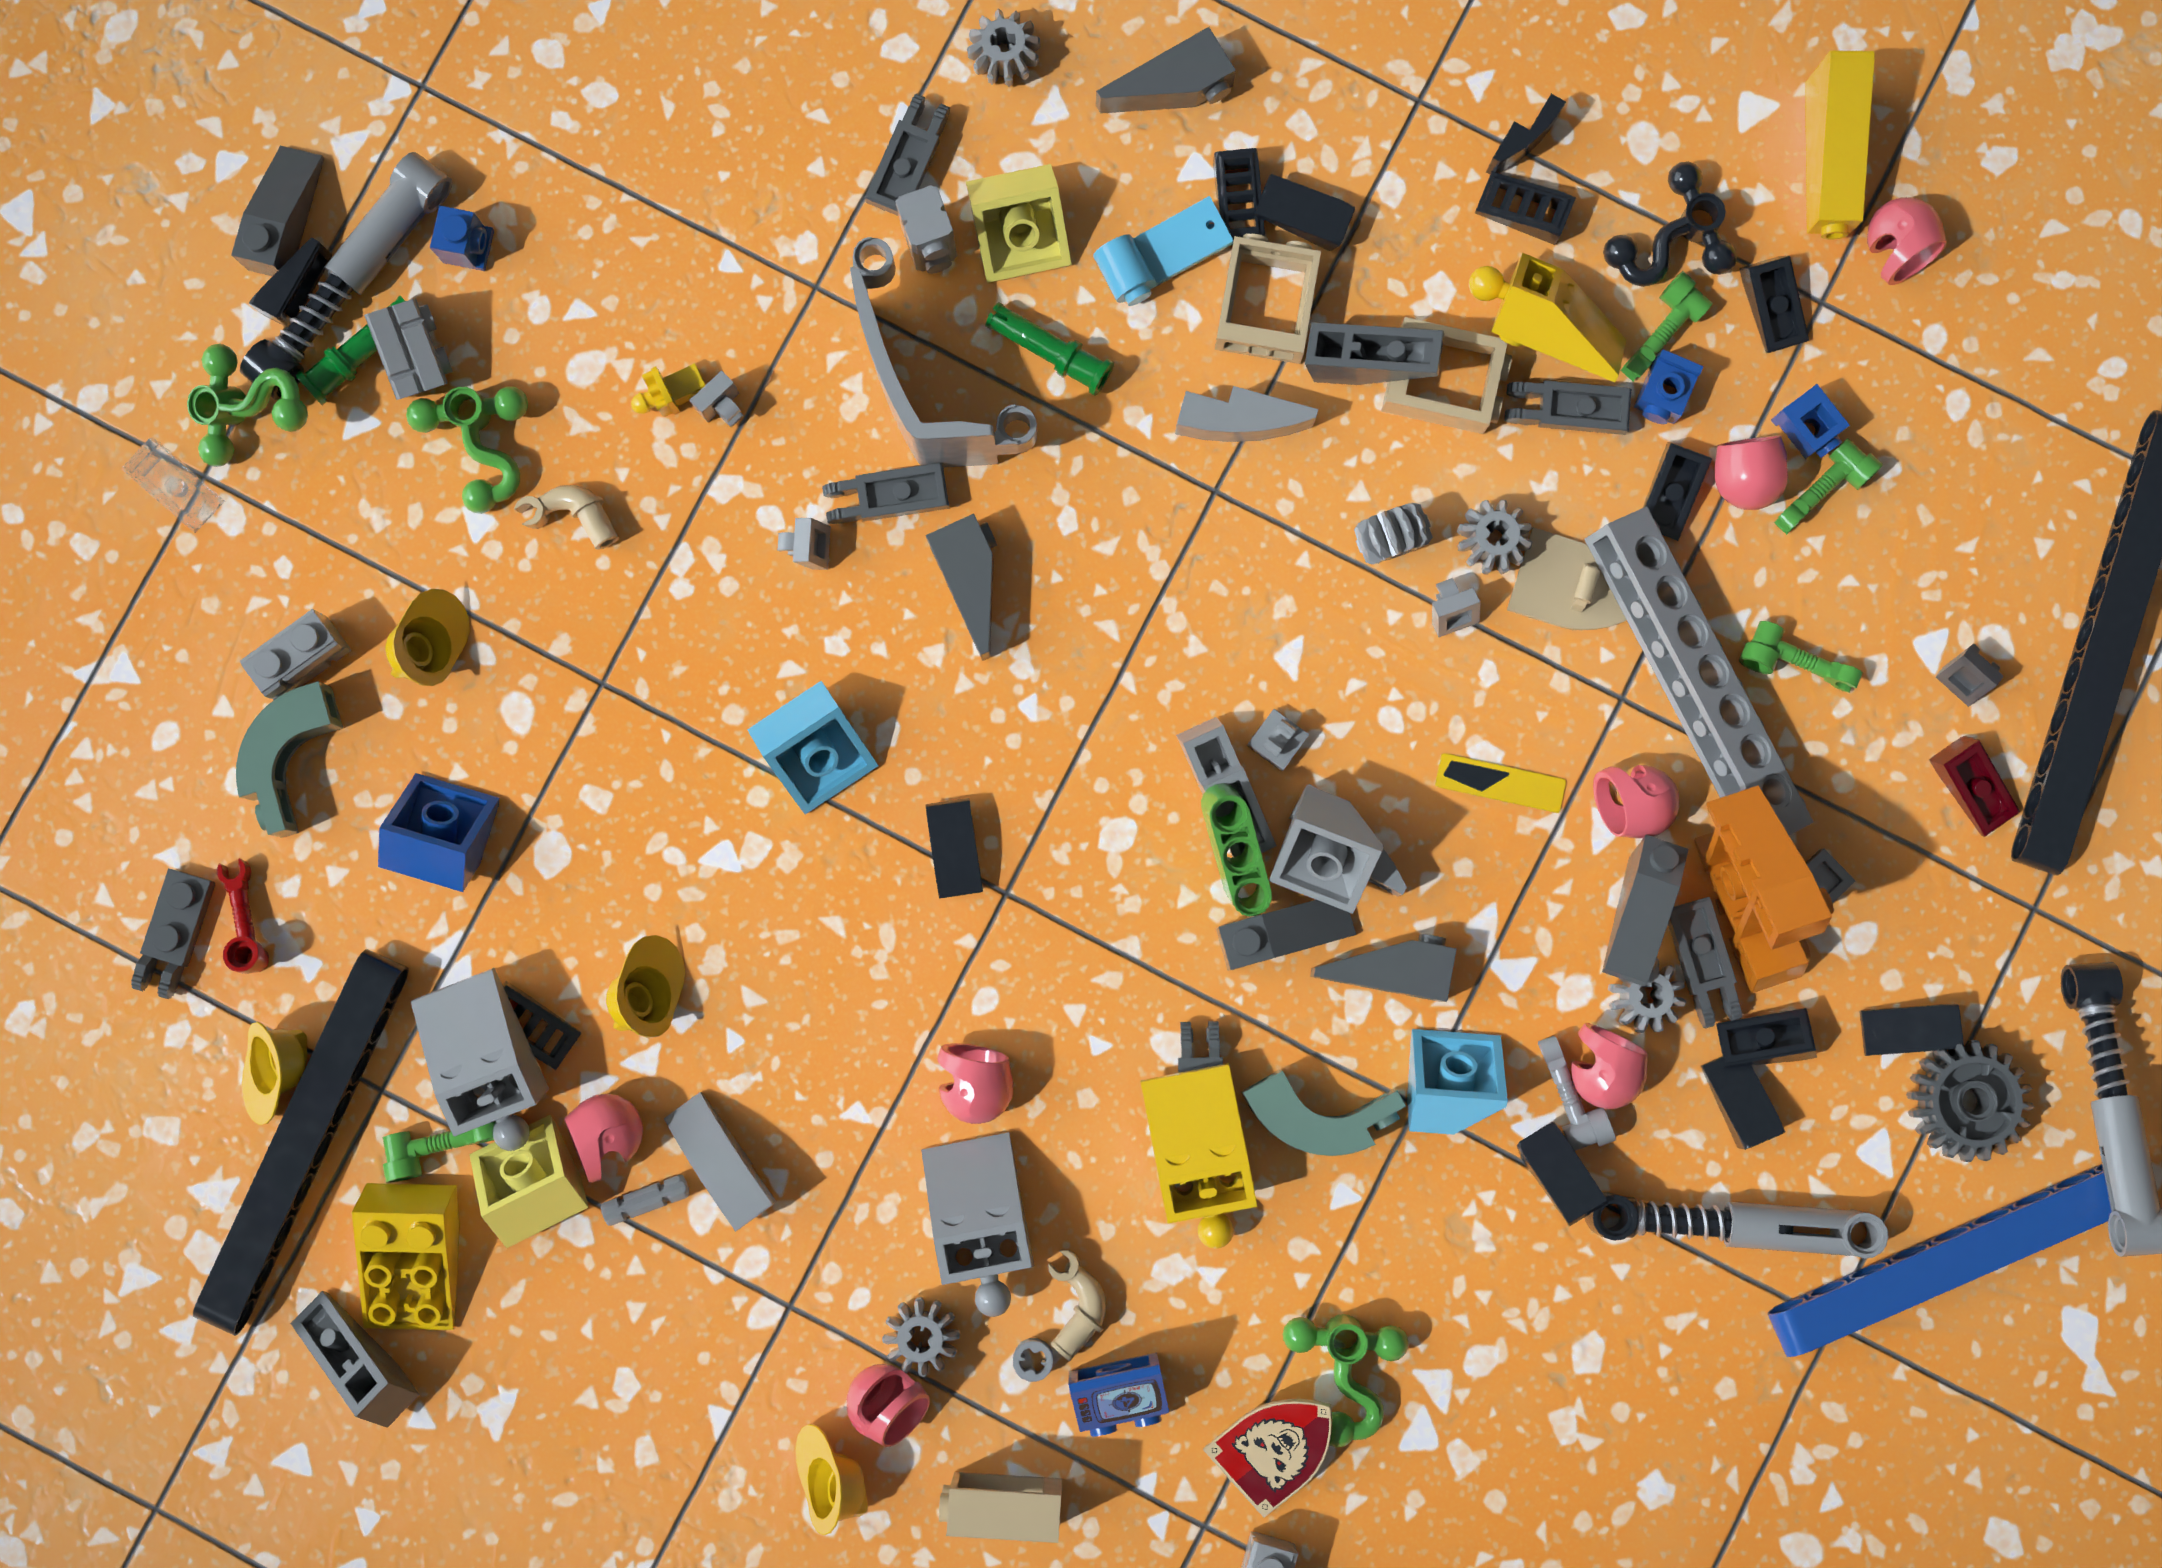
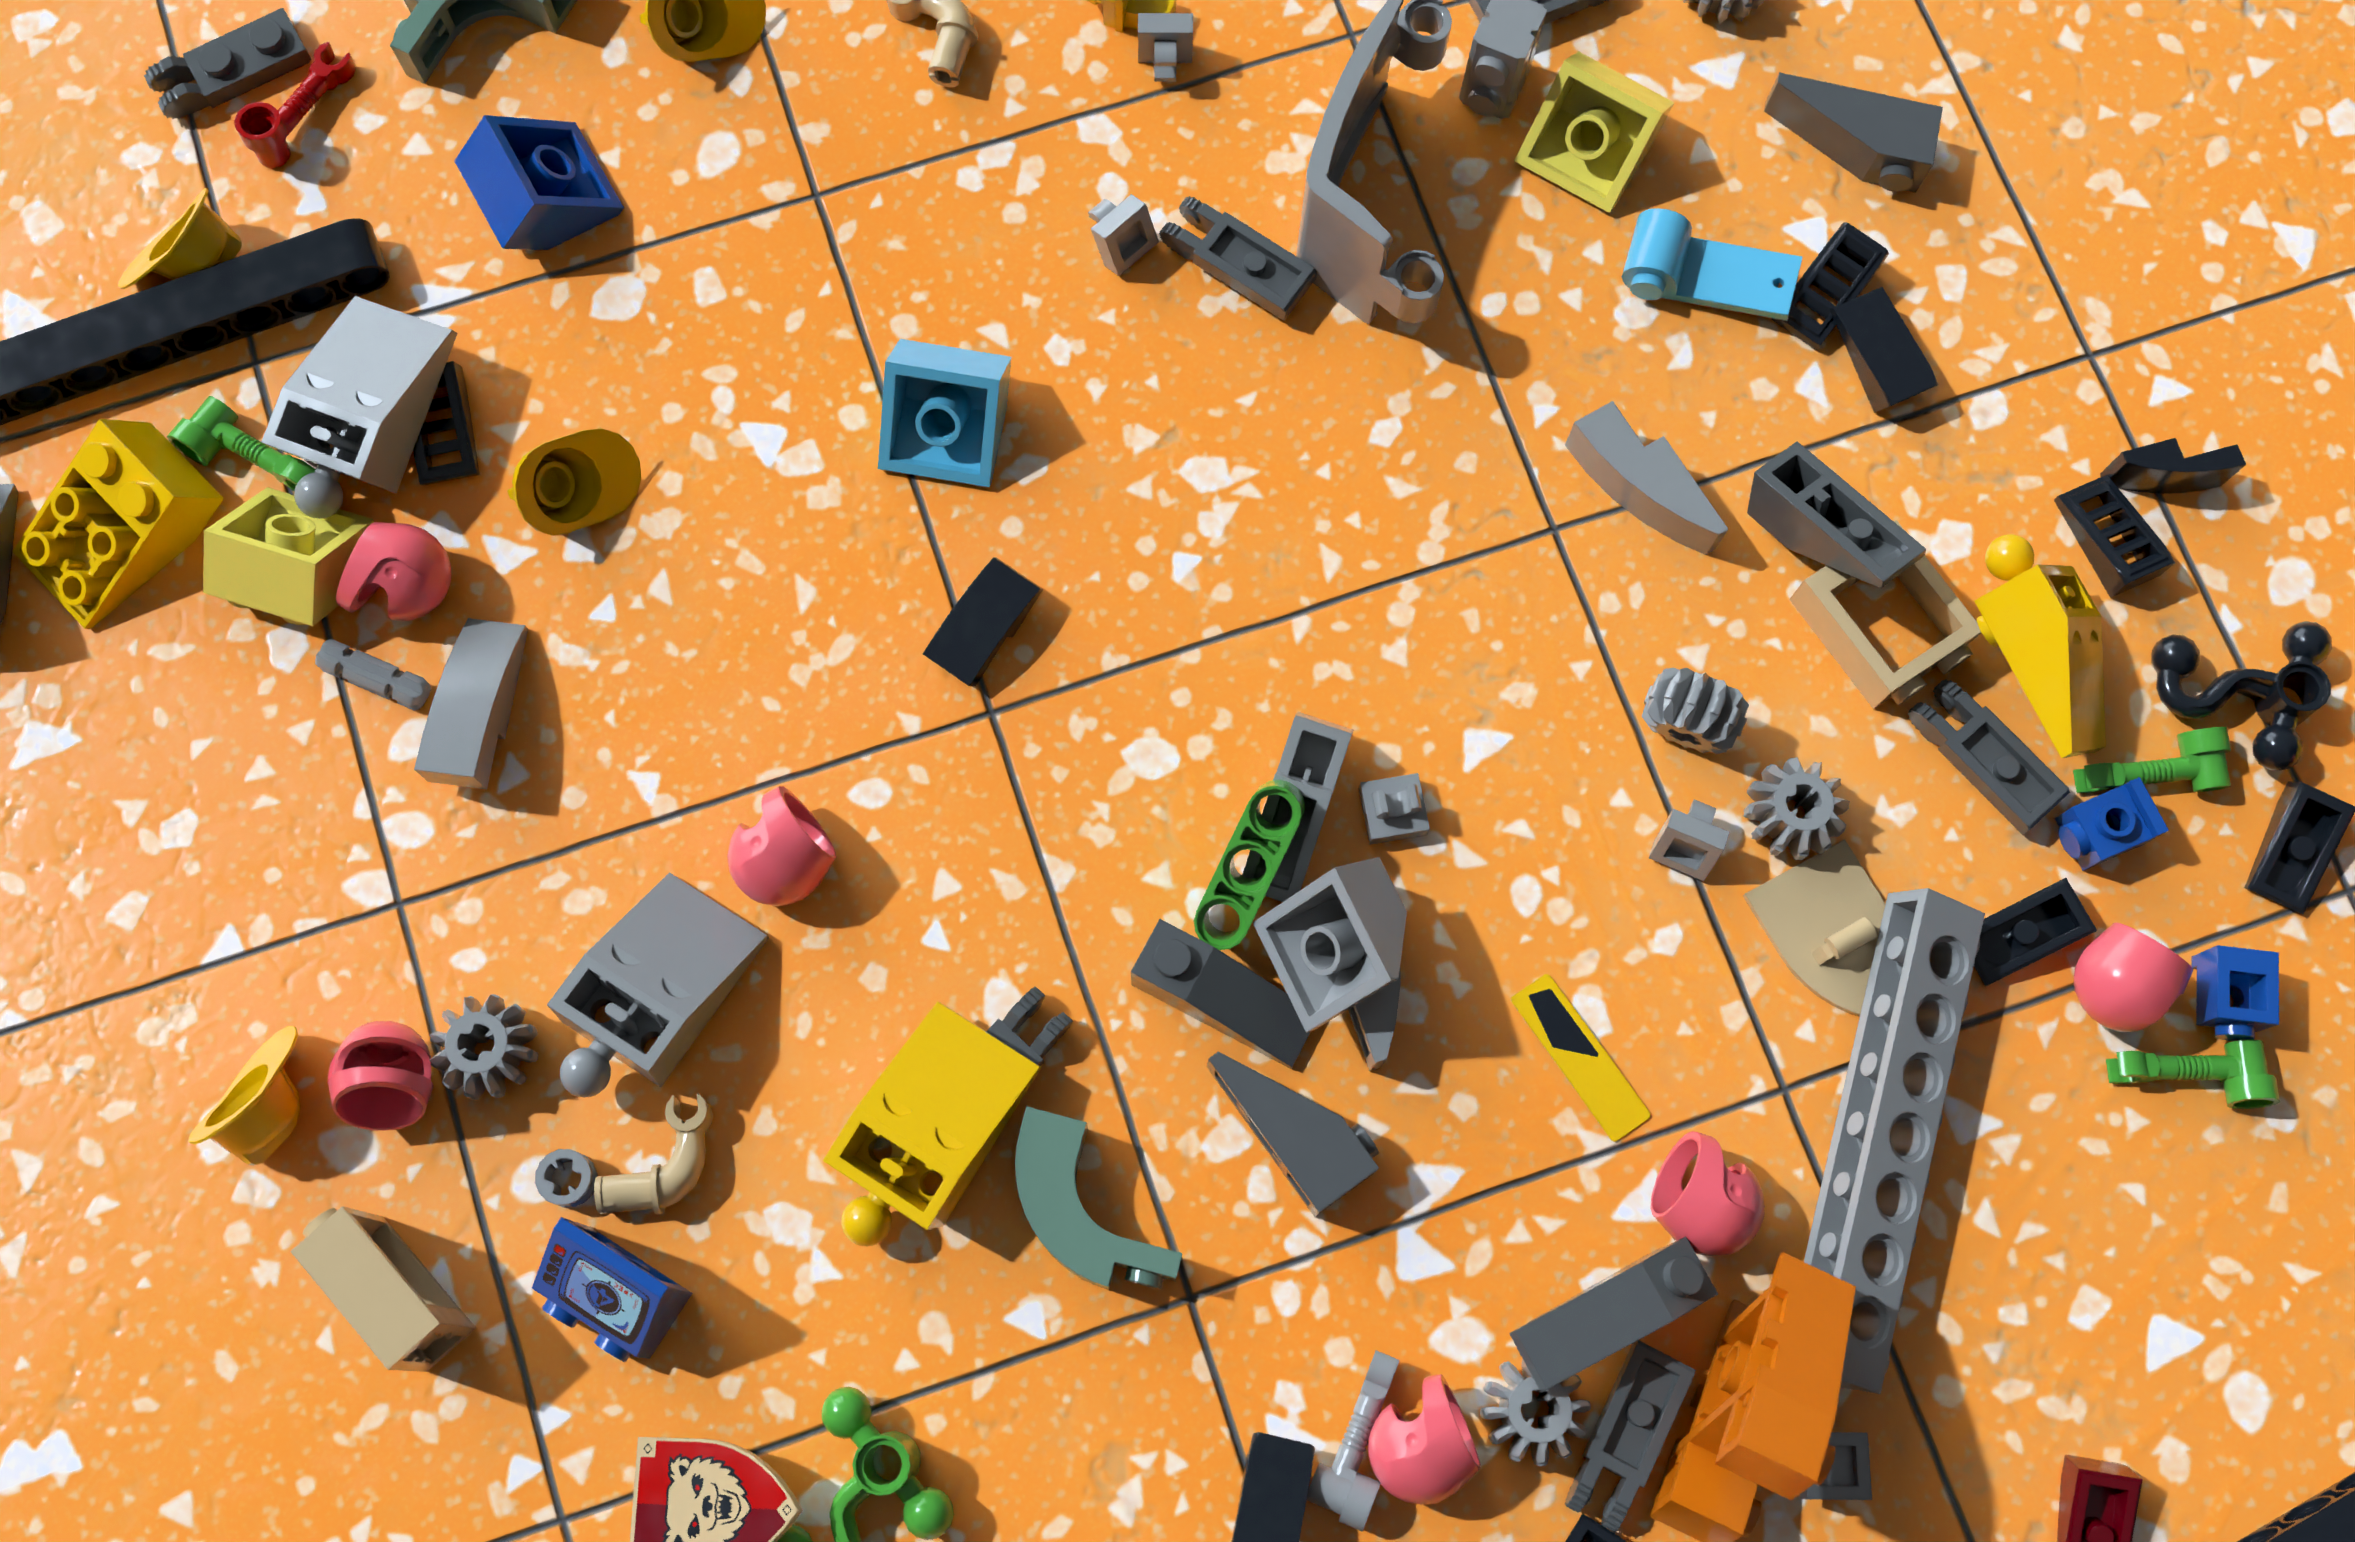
camera: 40 degrees right, 10 degrees down
(968, 569) = (1243, 392): dark grey slope -> none
(1067, 357) = (1526, 283): green pin -> none
(1260, 341) = (1729, 426): tan window -> none
(1454, 1080) = (1251, 1304): medium azure slope -> none
(1766, 648) = (1989, 1173): bright green brick -> none
(1970, 675) = (2189, 1404): flat silver tile -> none

